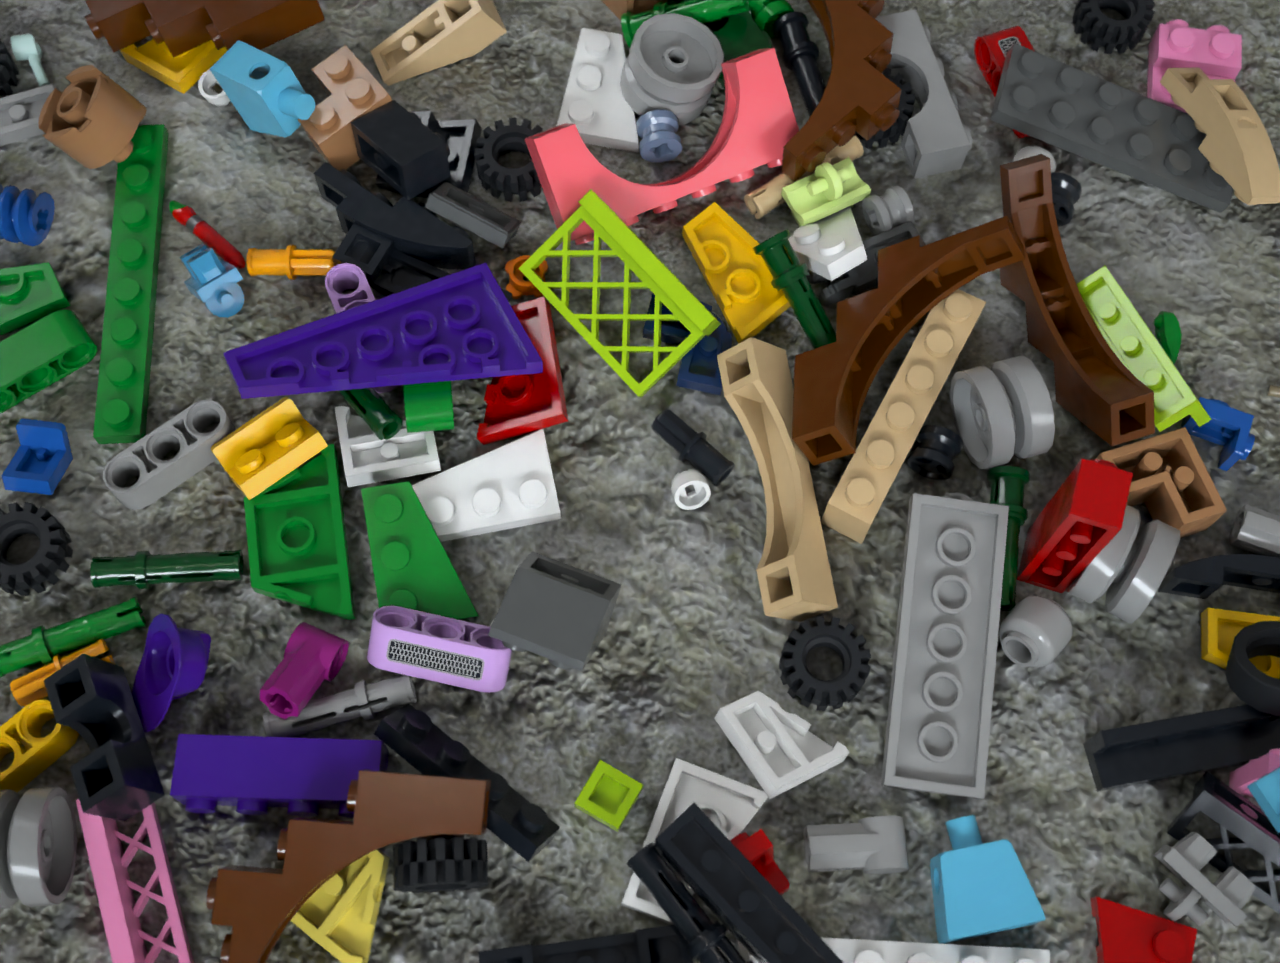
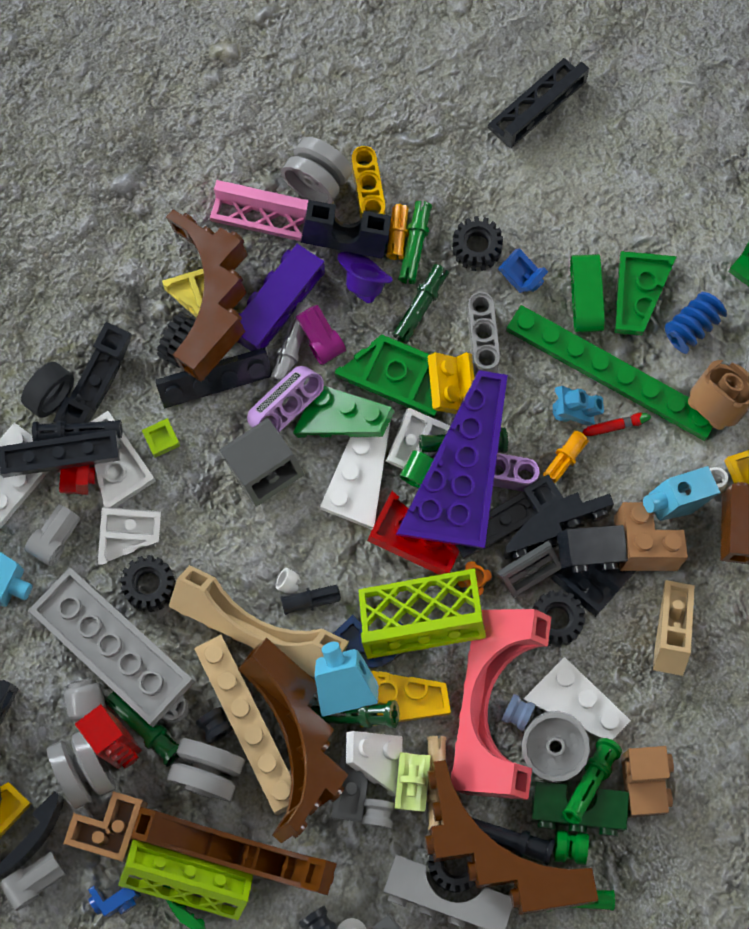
camera: 130 degrees right, 5 degrees up
(778, 315) = (343, 680): none -> medium azure torso

